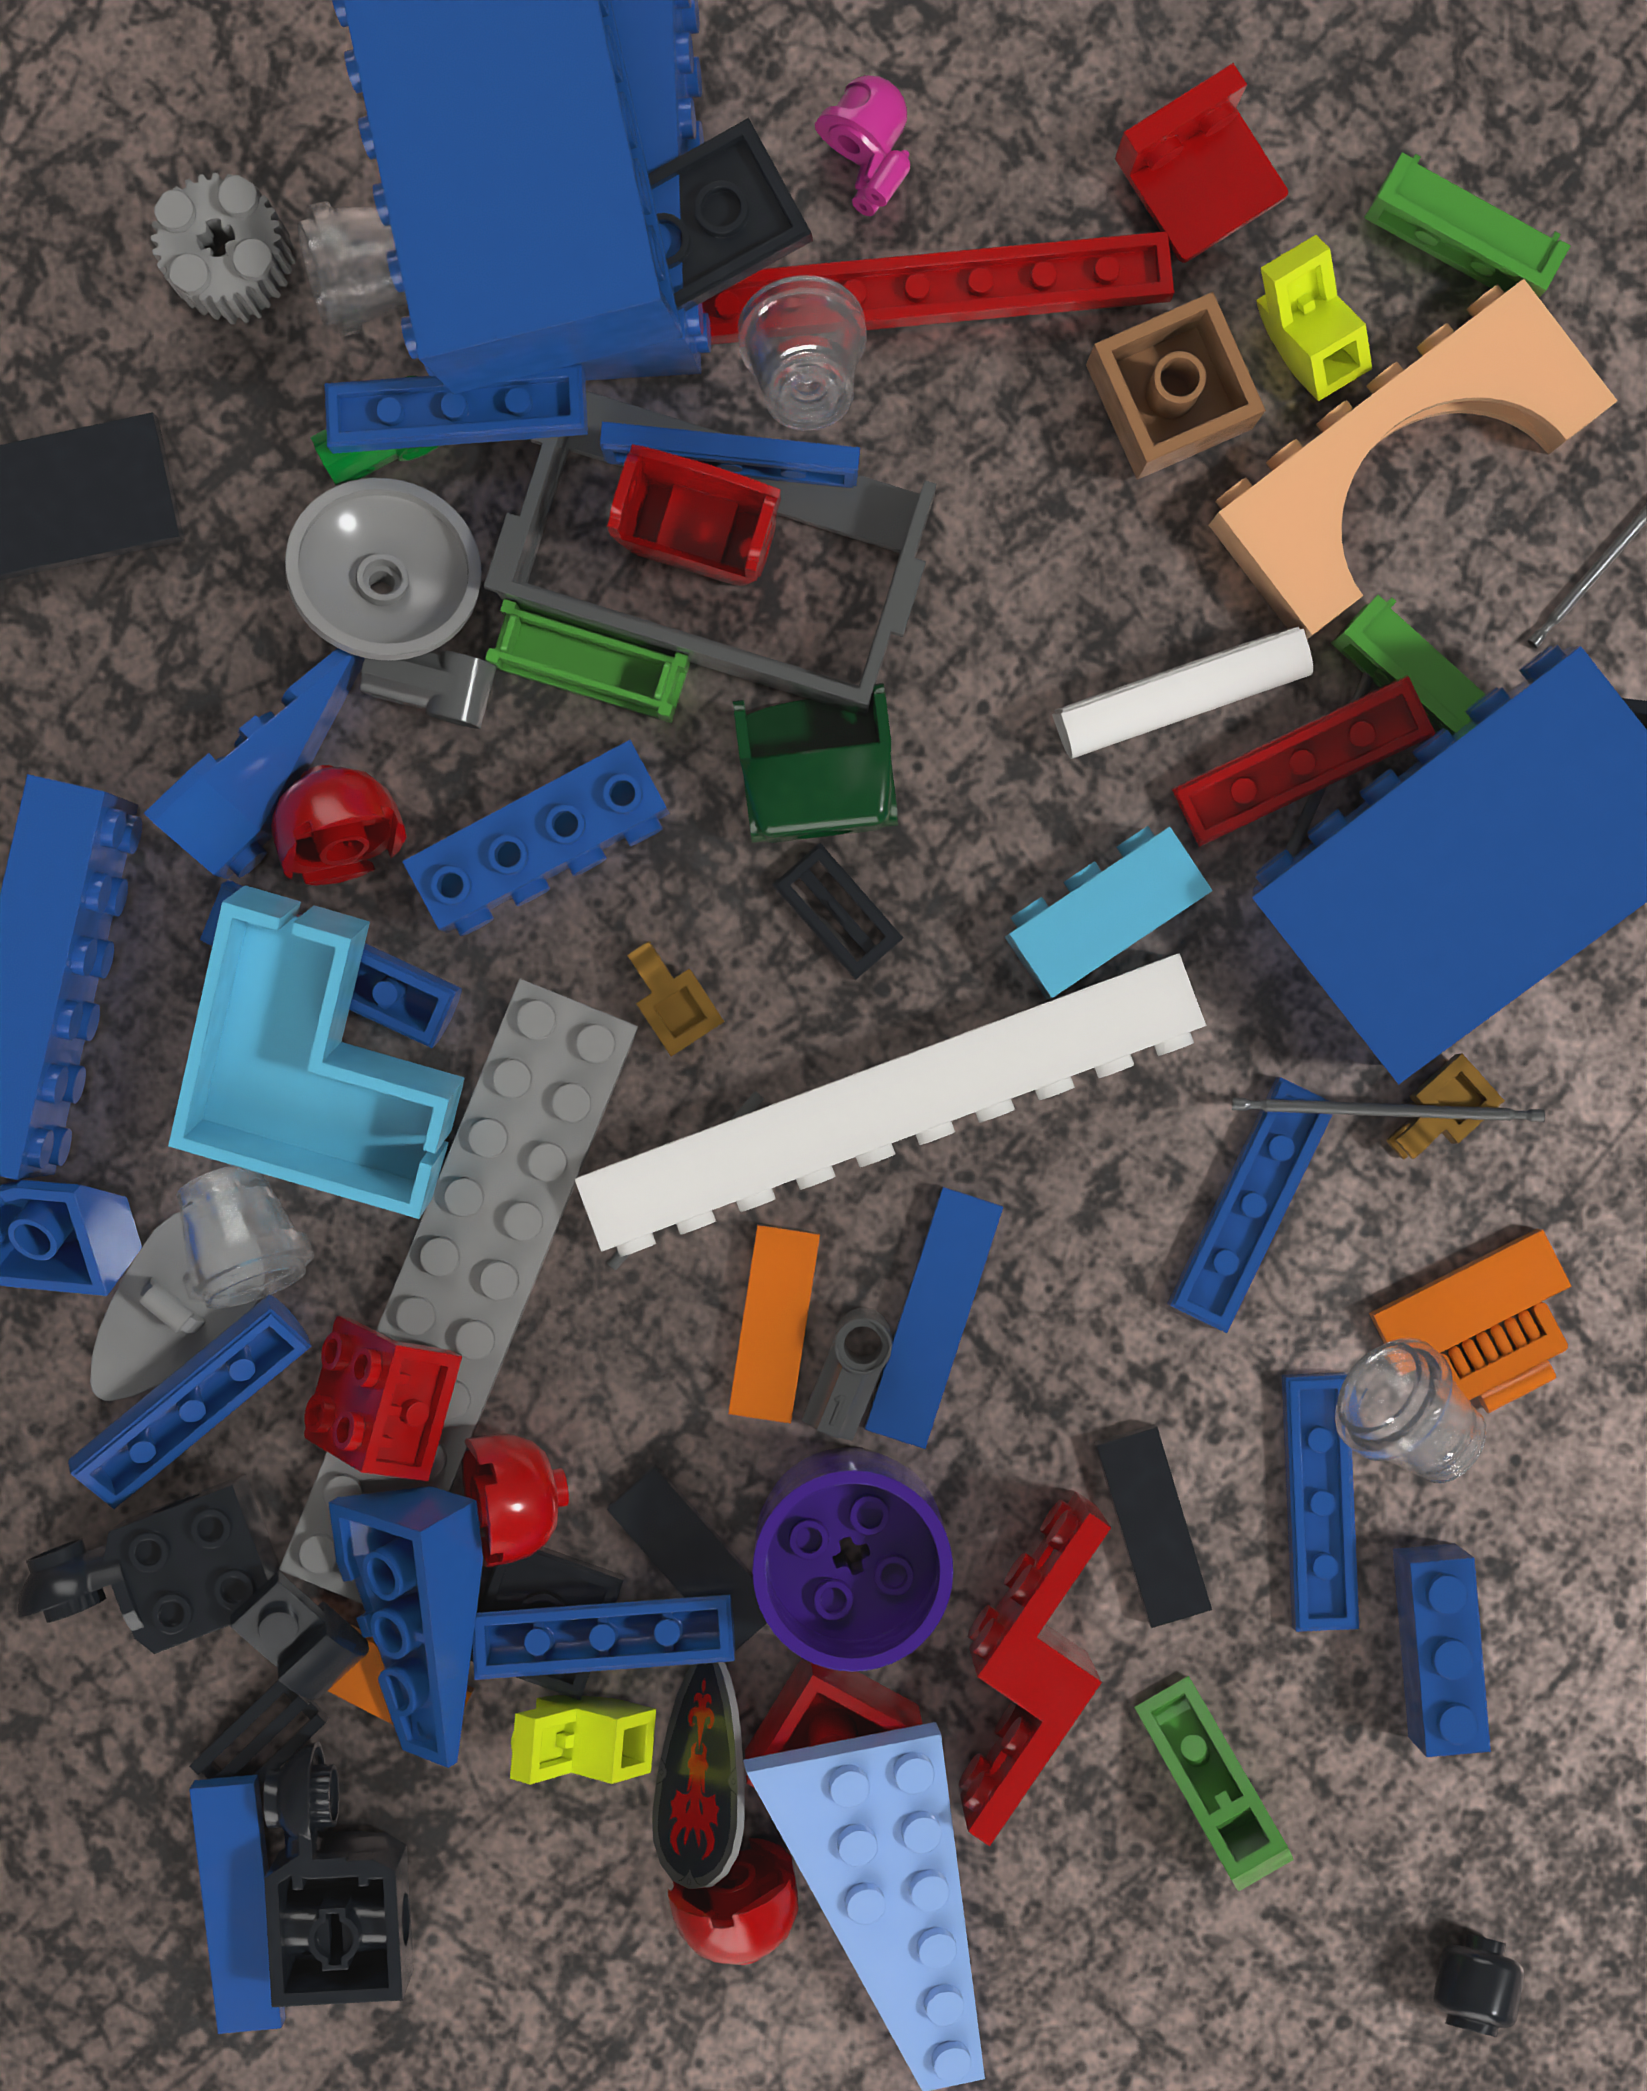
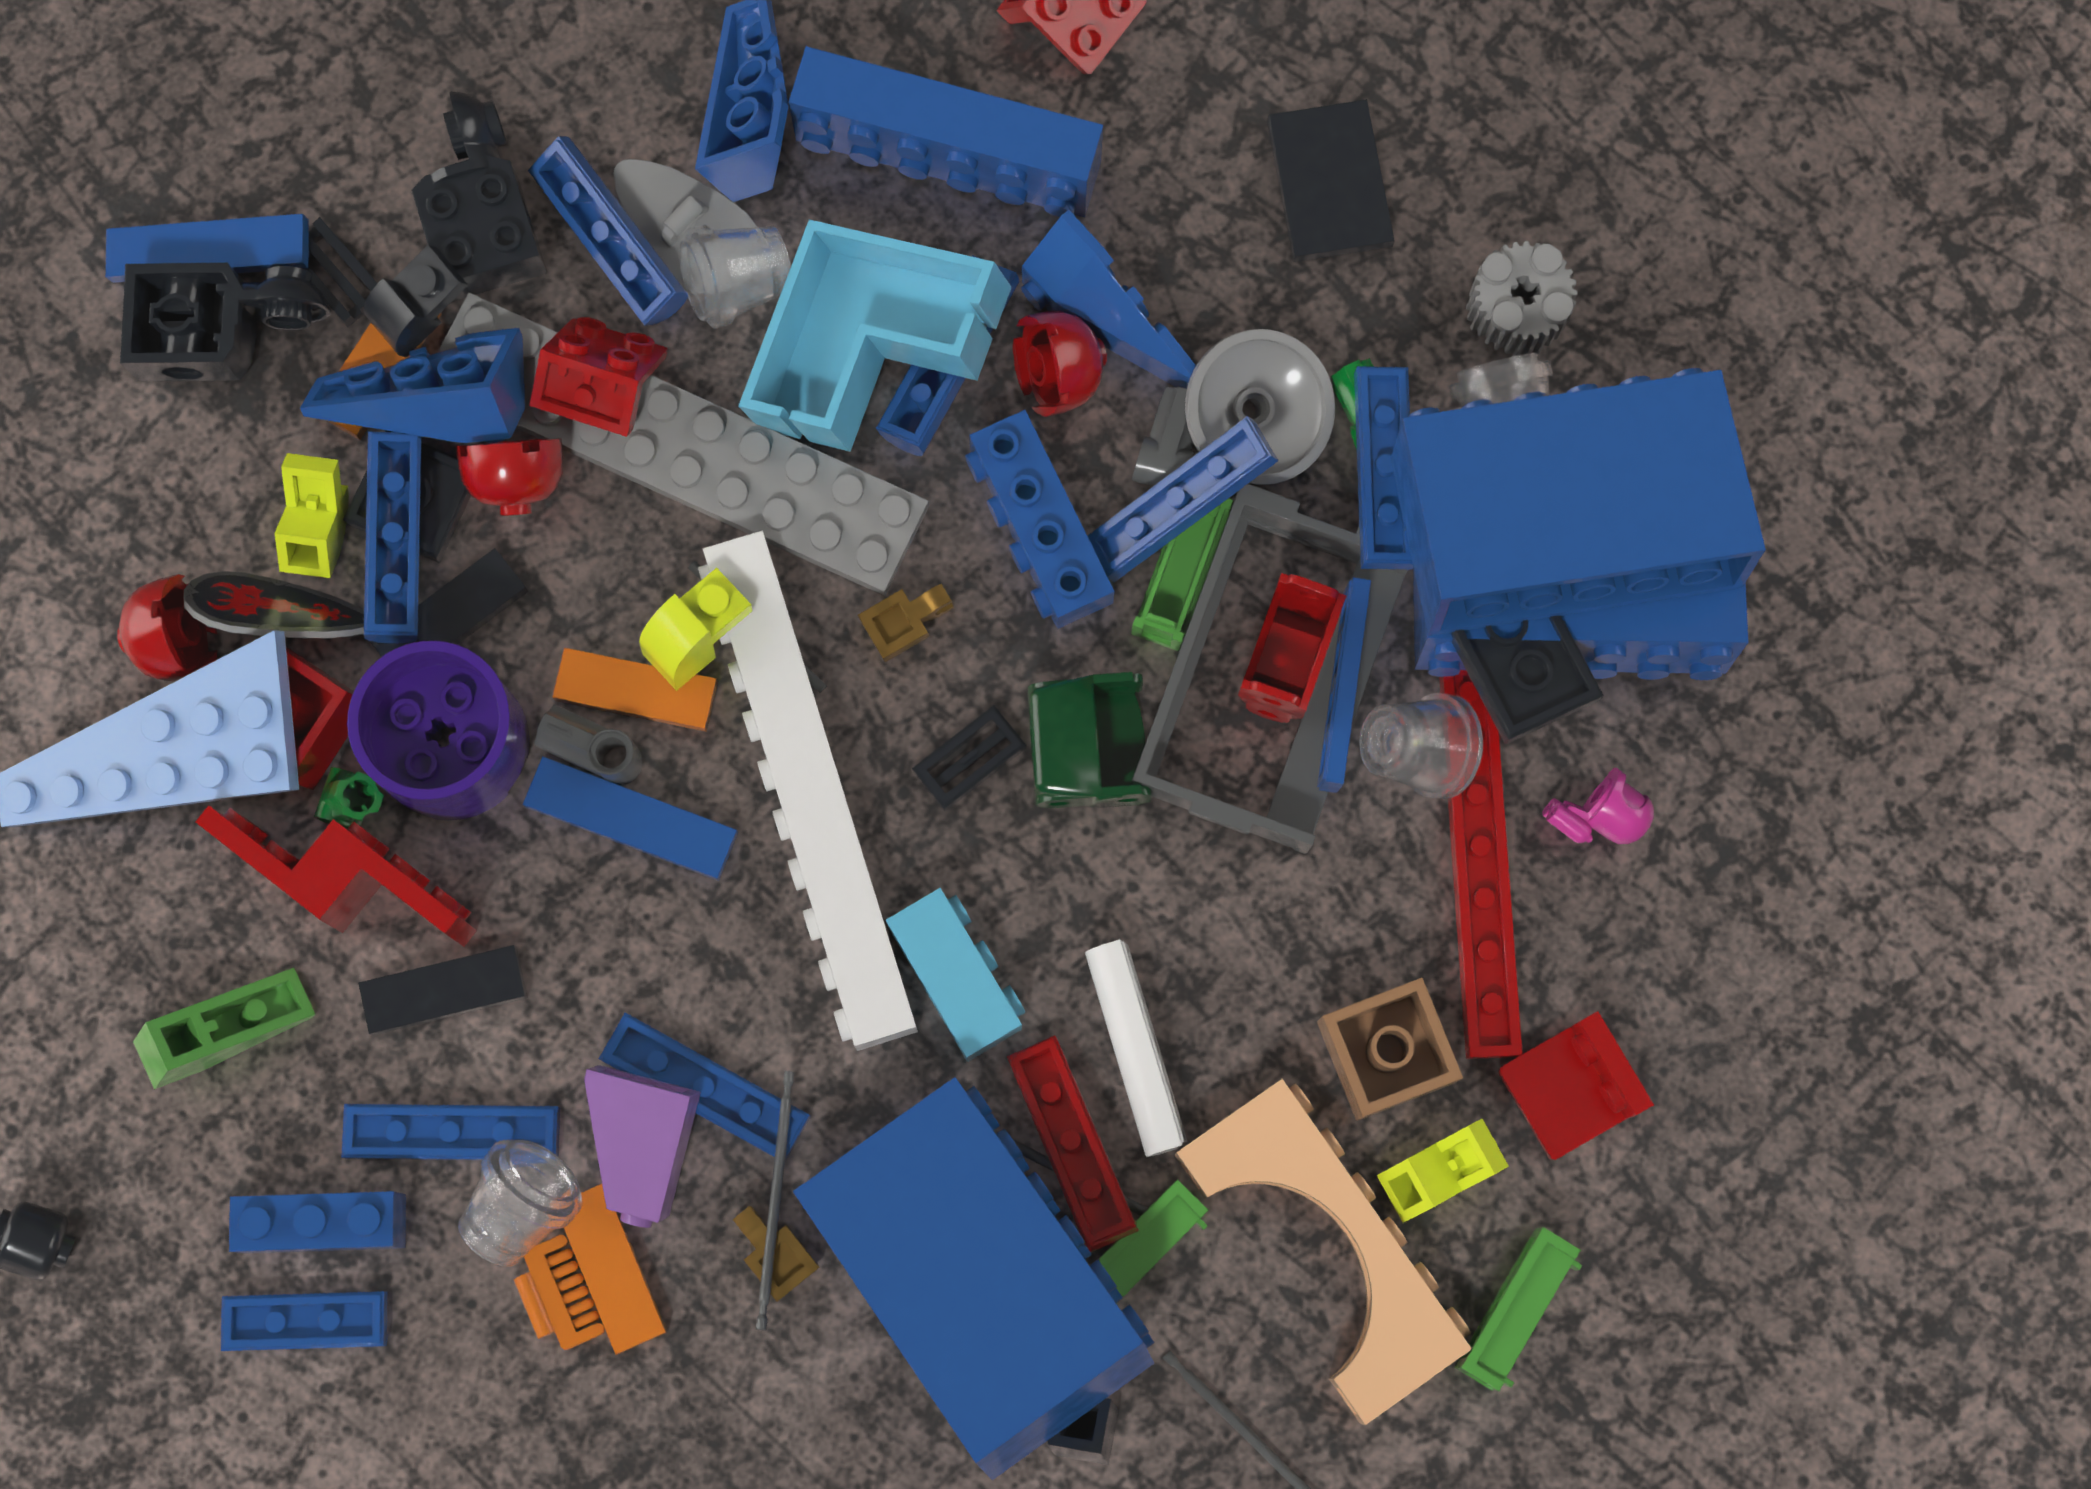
camera: 90 degrees right, 10 degrees down
(507, 658) = (1182, 498): none -> blue tile
(705, 1259) = (684, 629): none -> neon yellow brick
(938, 1663) = (348, 797): none -> green piece
(1324, 1277) = (639, 1140): none -> medium lavender slope
(1548, 1654) = (304, 1321): none -> blue tile

